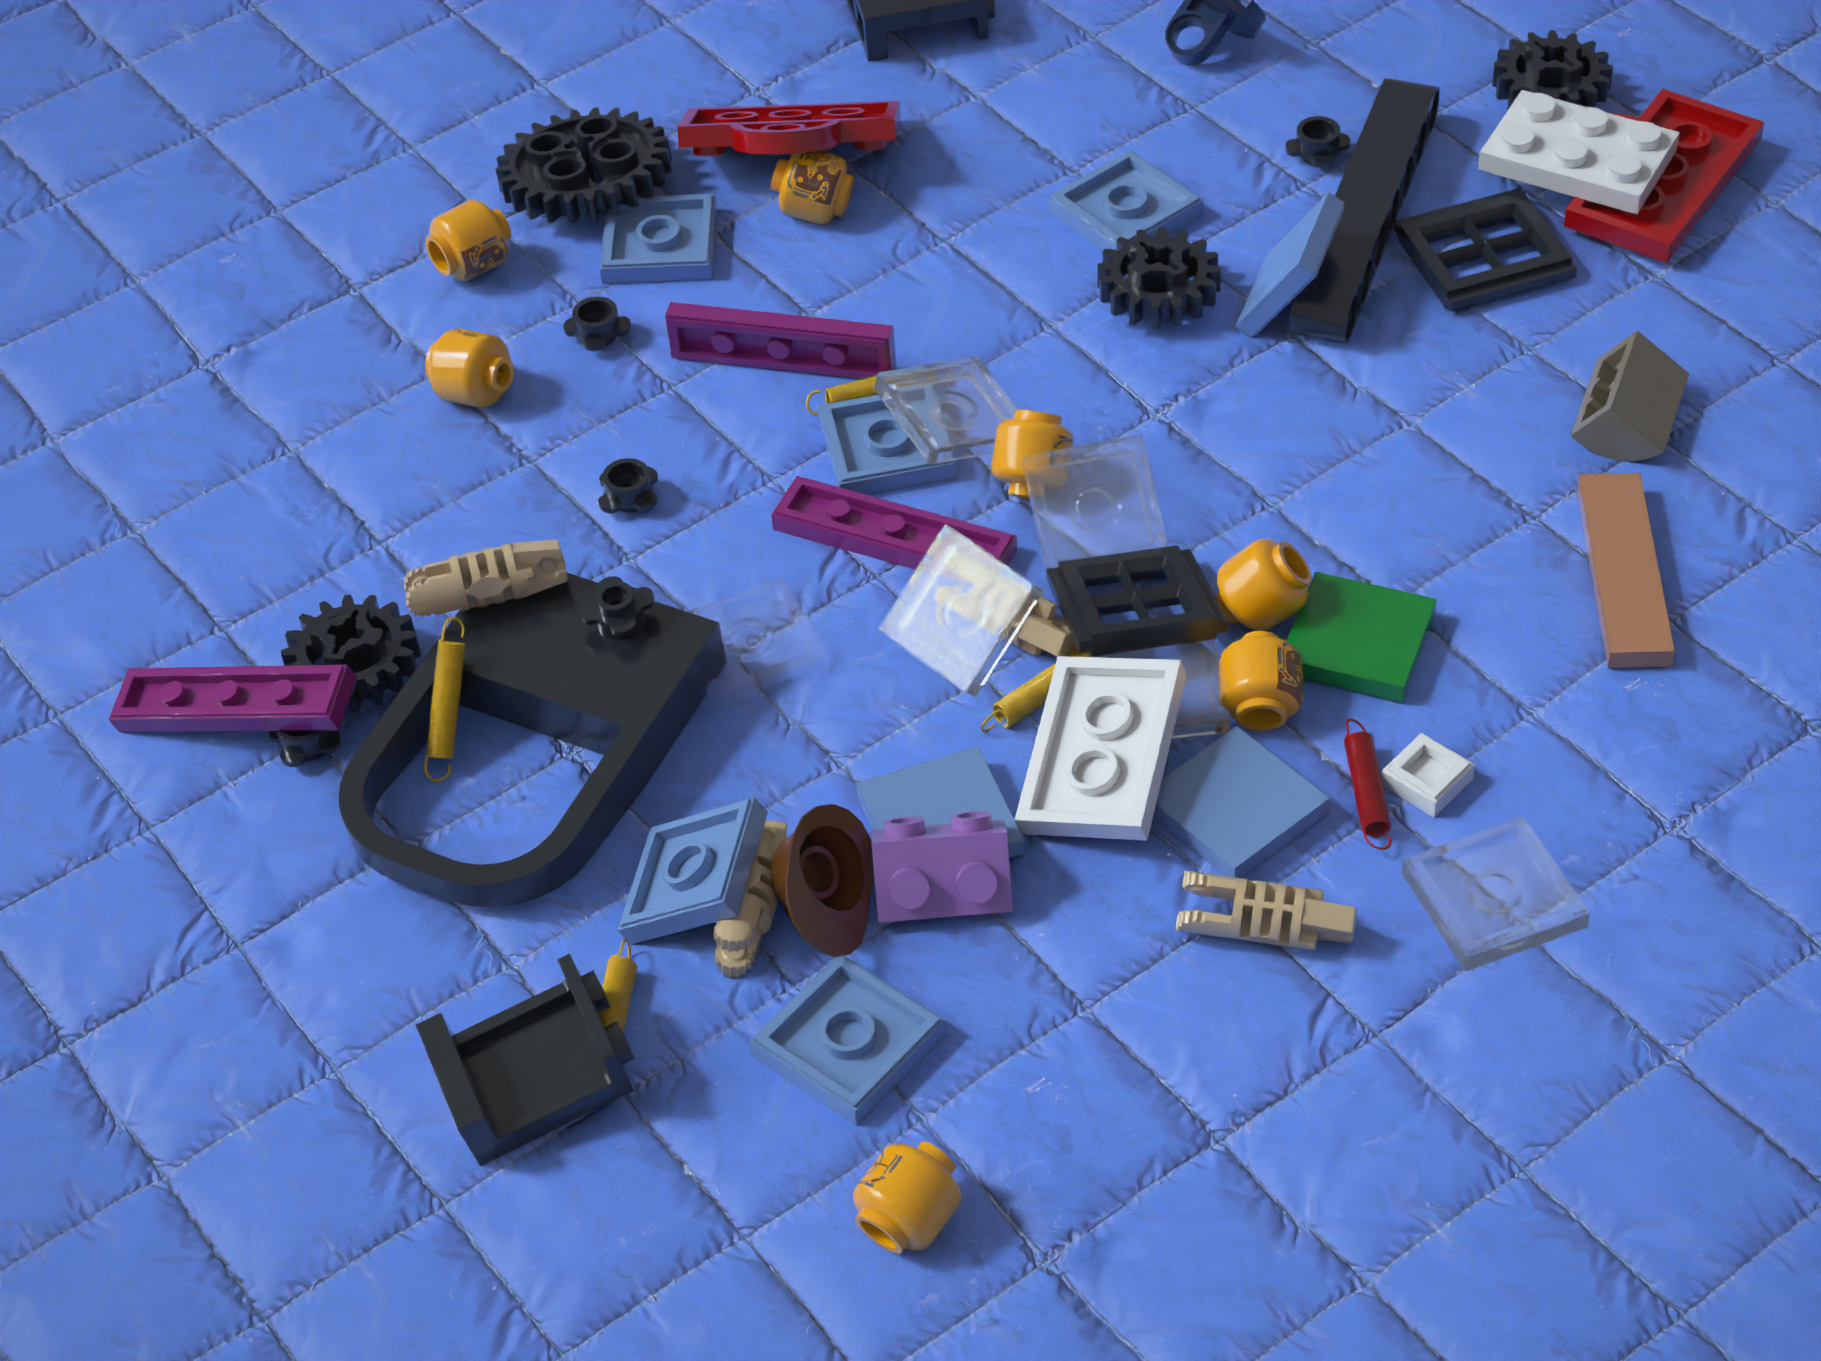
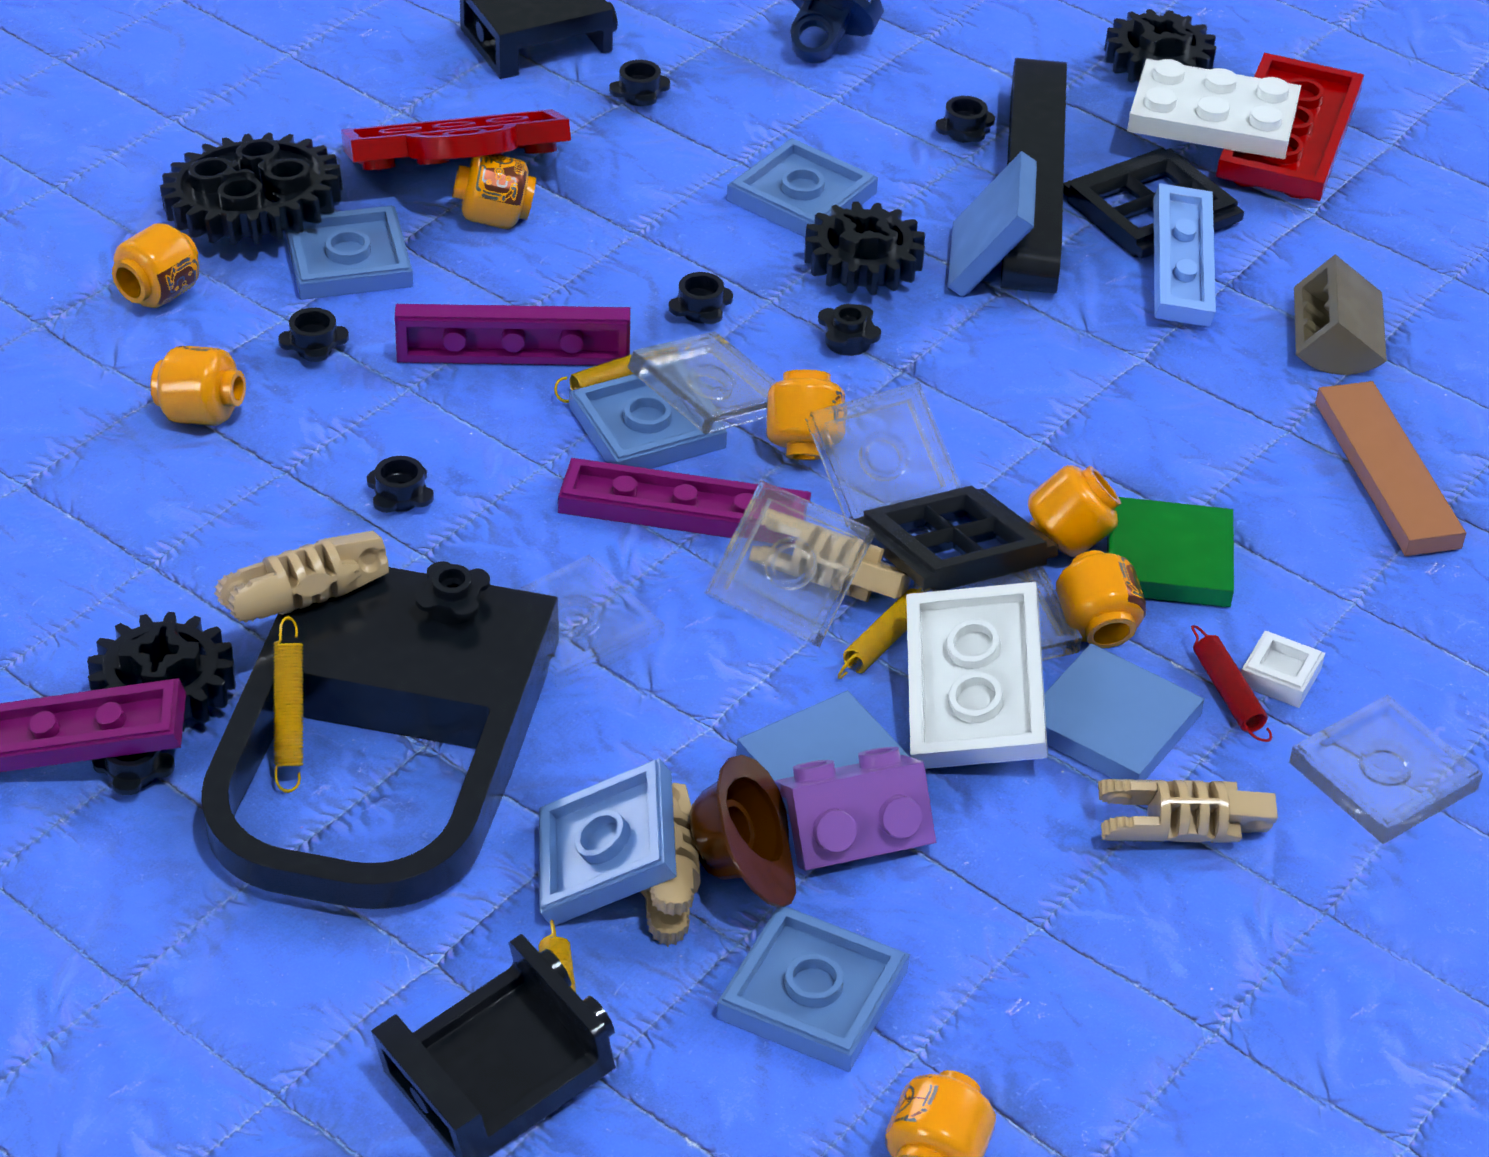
camera: 20 degrees left, 5 degrees down
(980, 317) = (701, 298): none -> black plate
(998, 77) = (639, 83): none -> black plate
(1116, 363) = (849, 329): none -> black plate
(1486, 314) = (1184, 255): none -> light blue plate

